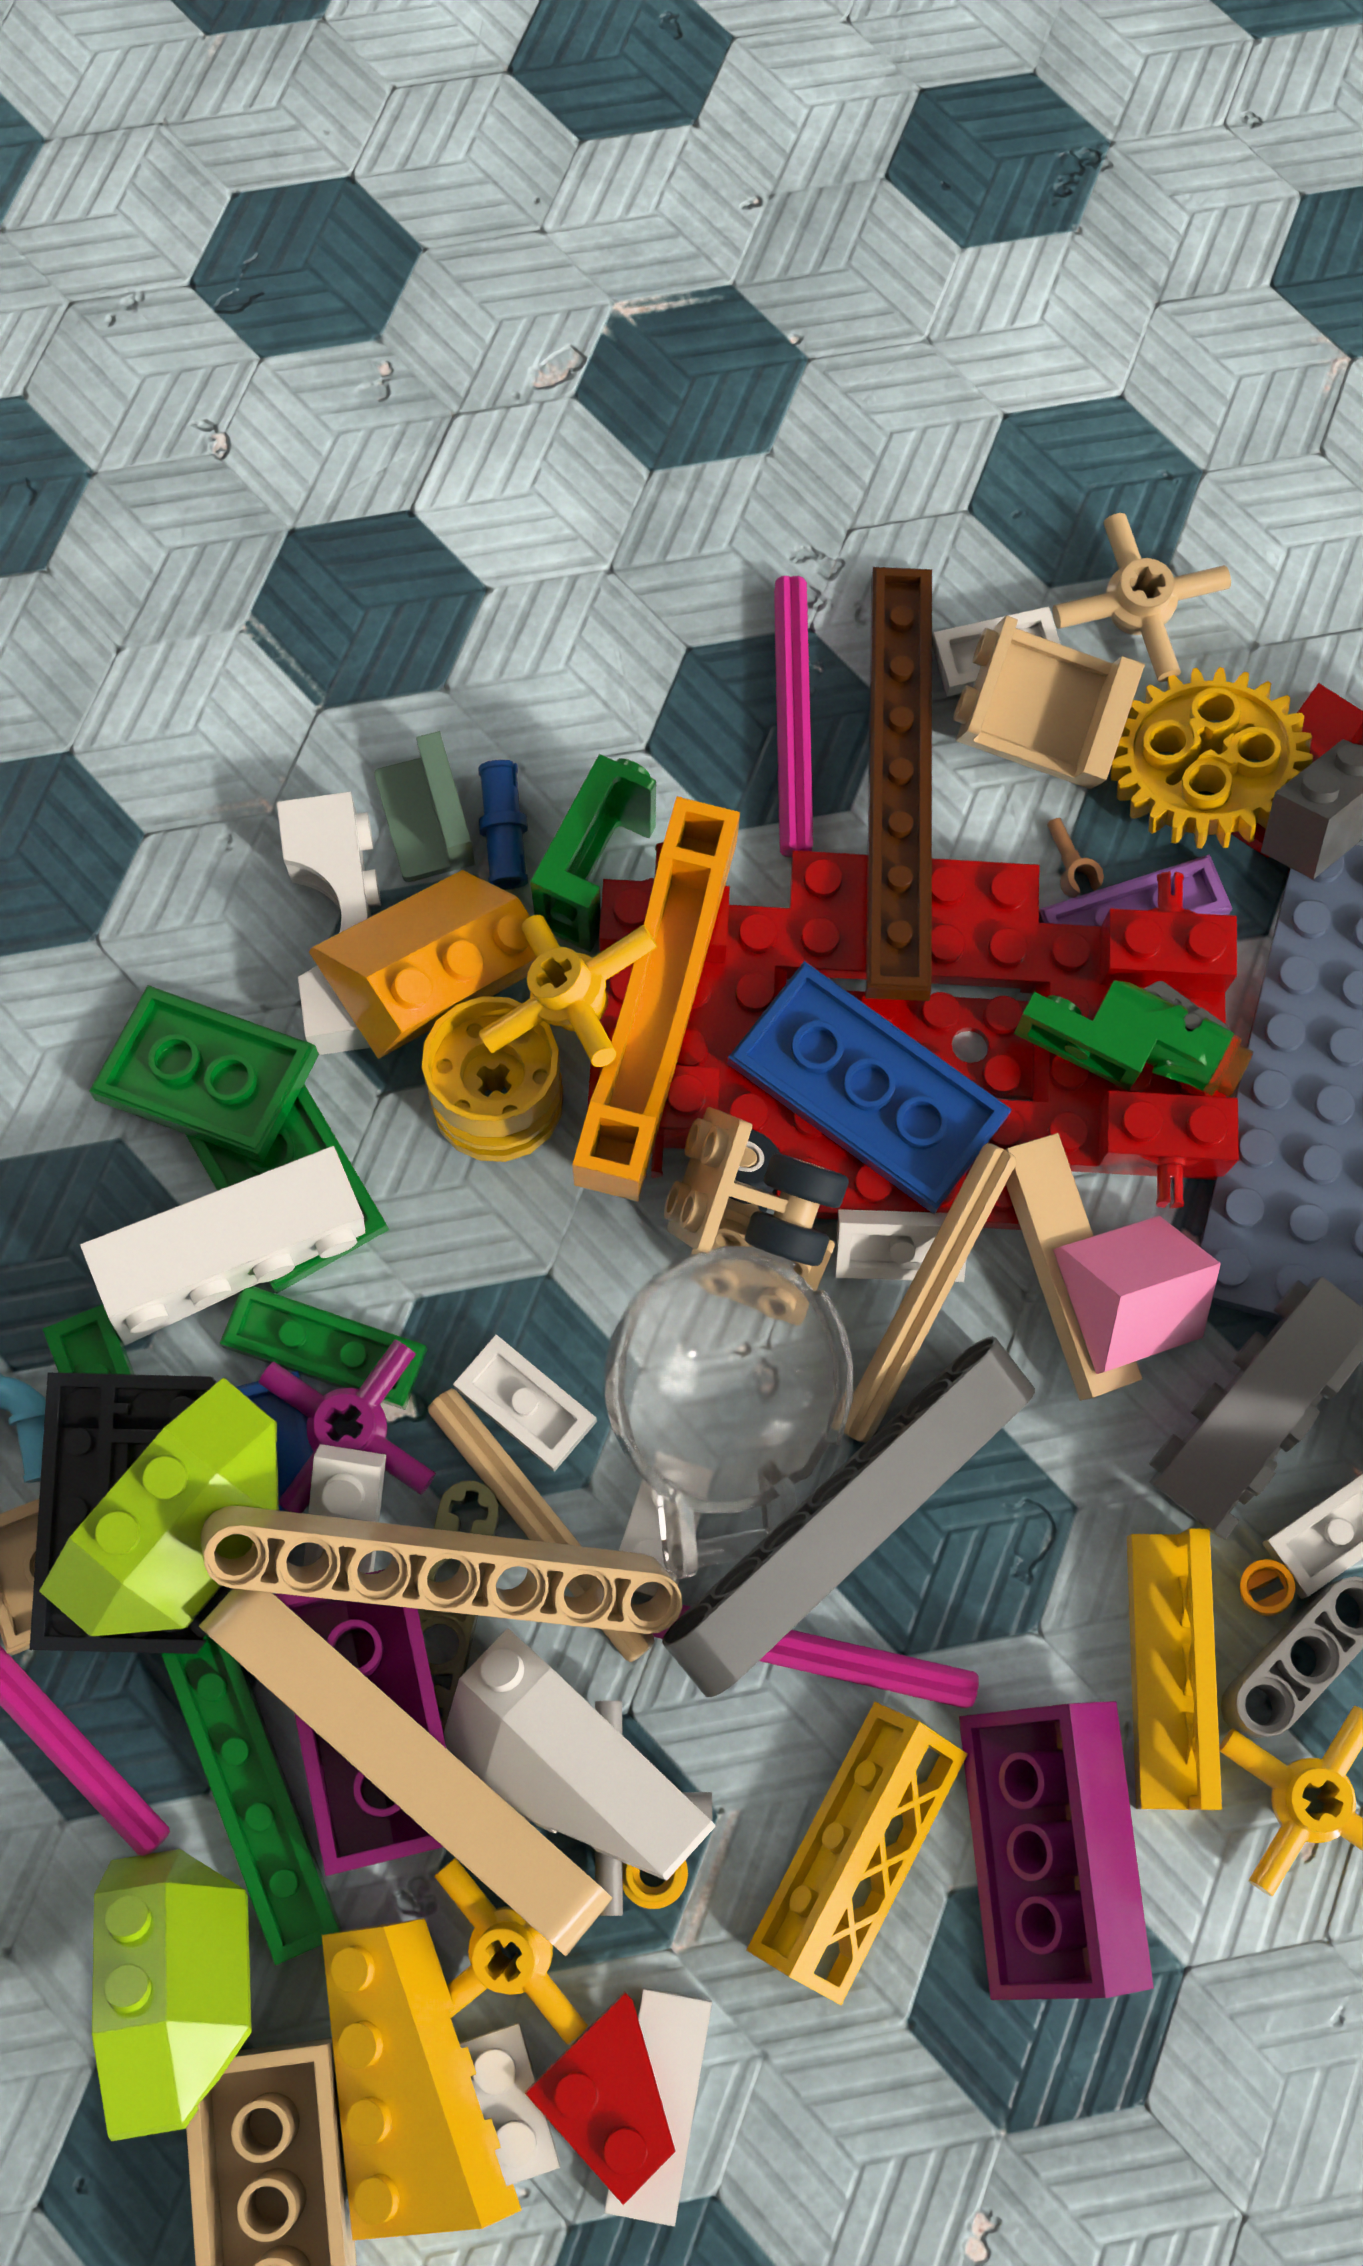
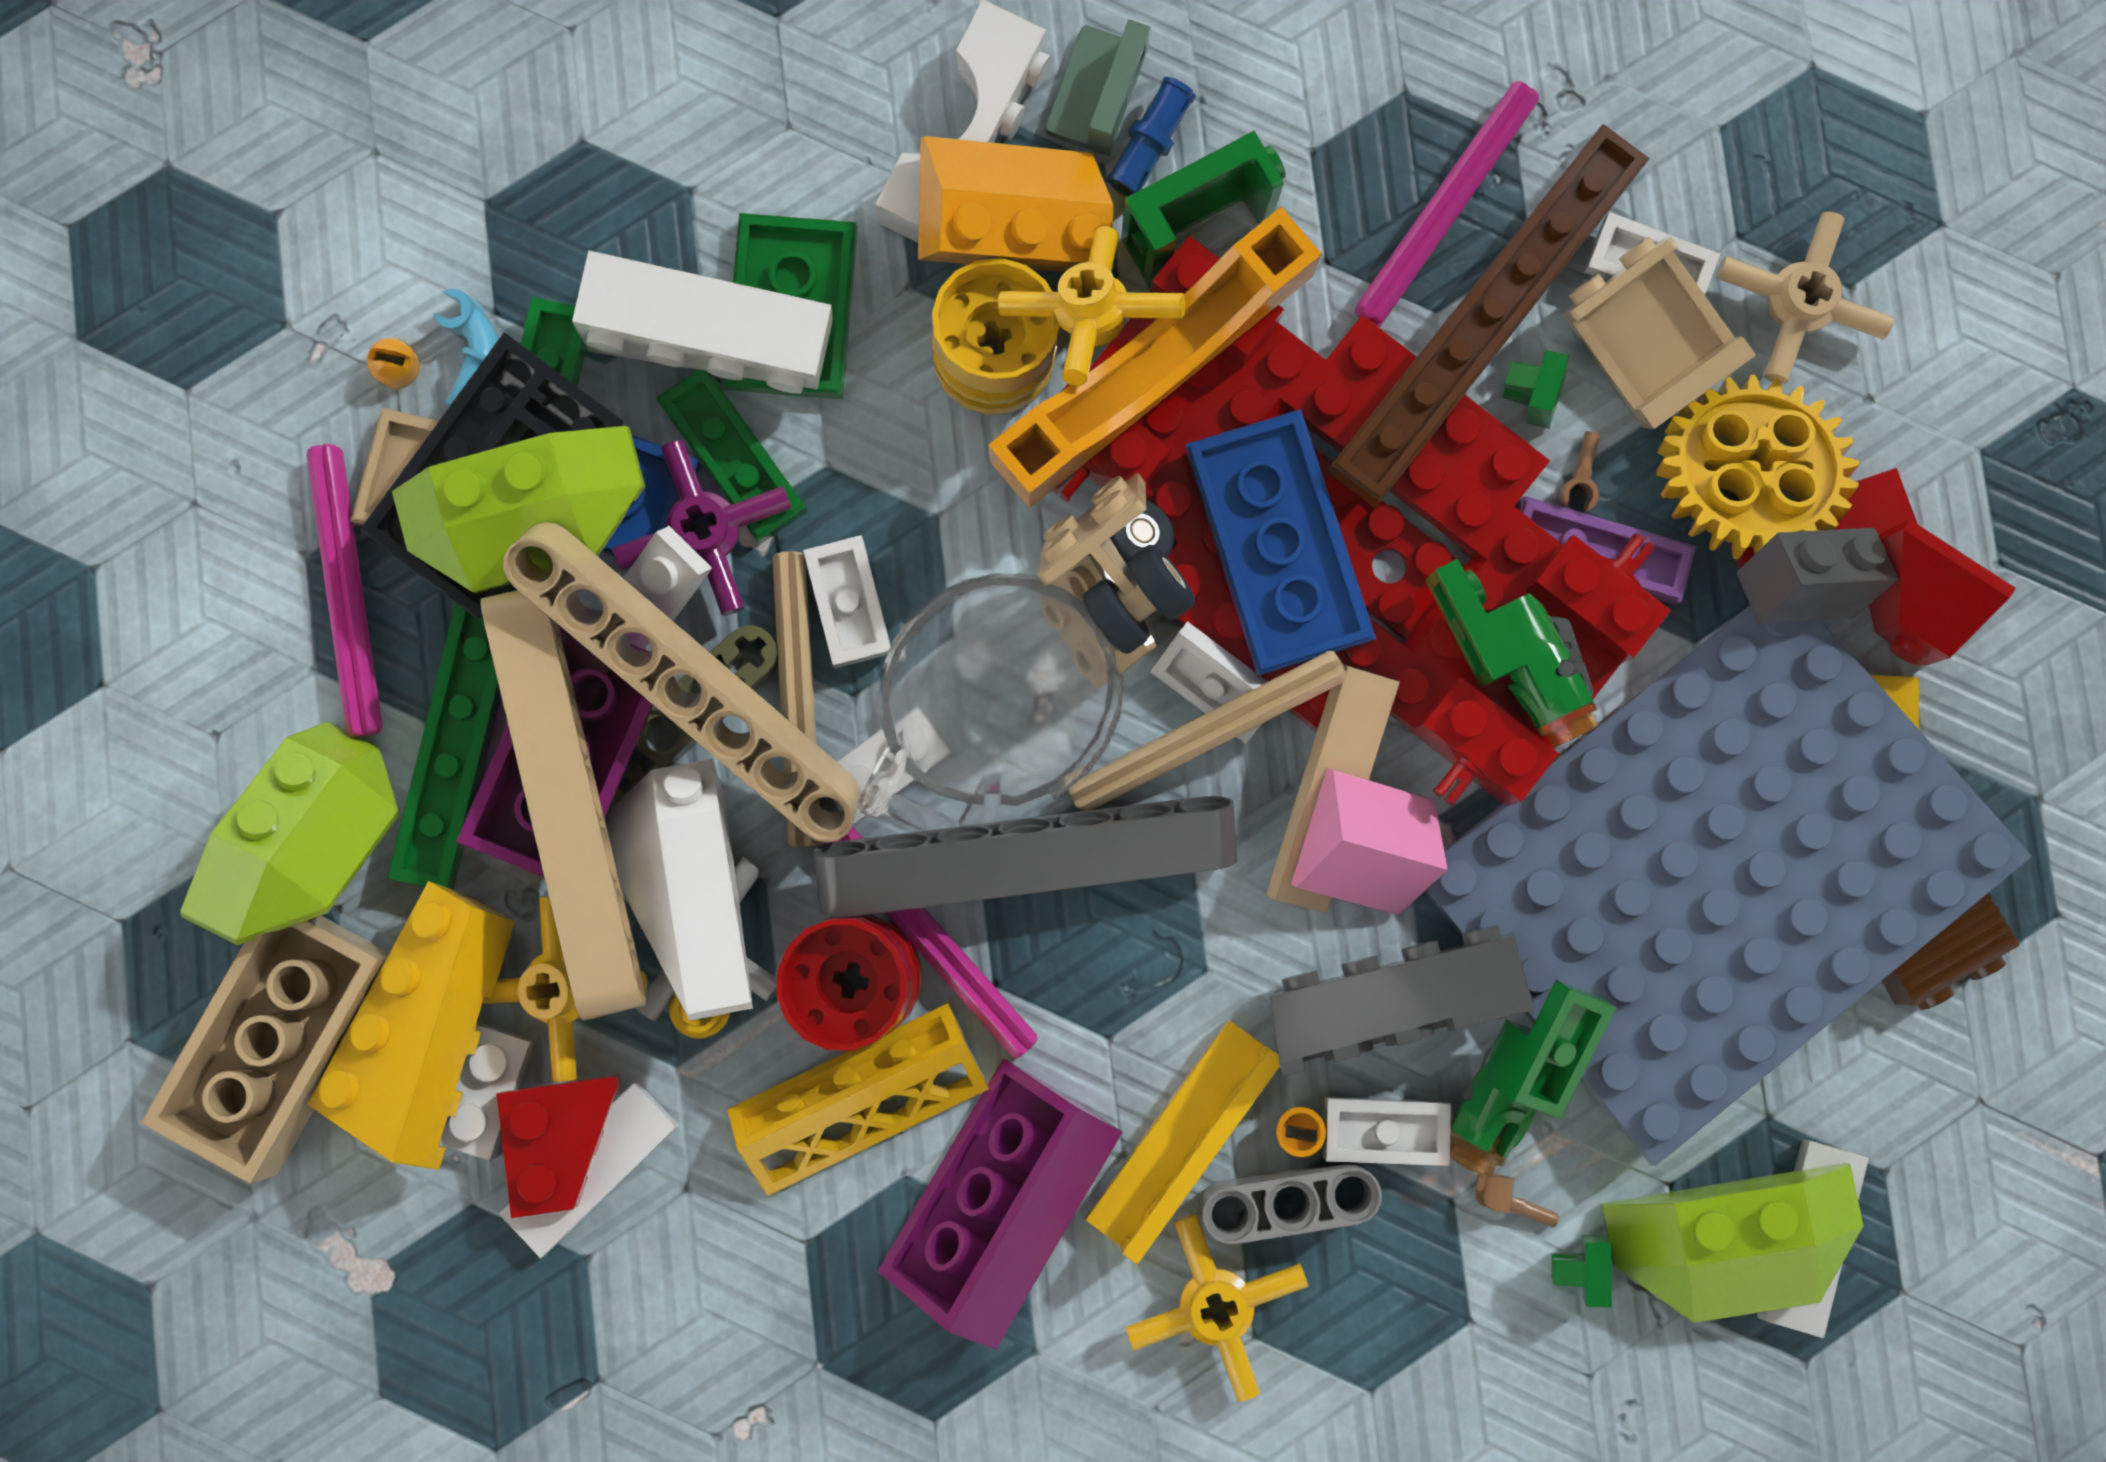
camera: 35 degrees right, 10 degrees up
(204, 1073) = (784, 181): green tile -> none
(759, 1779) = (821, 1002): none -> red wheel
(983, 812) = (1537, 386): none -> green tile

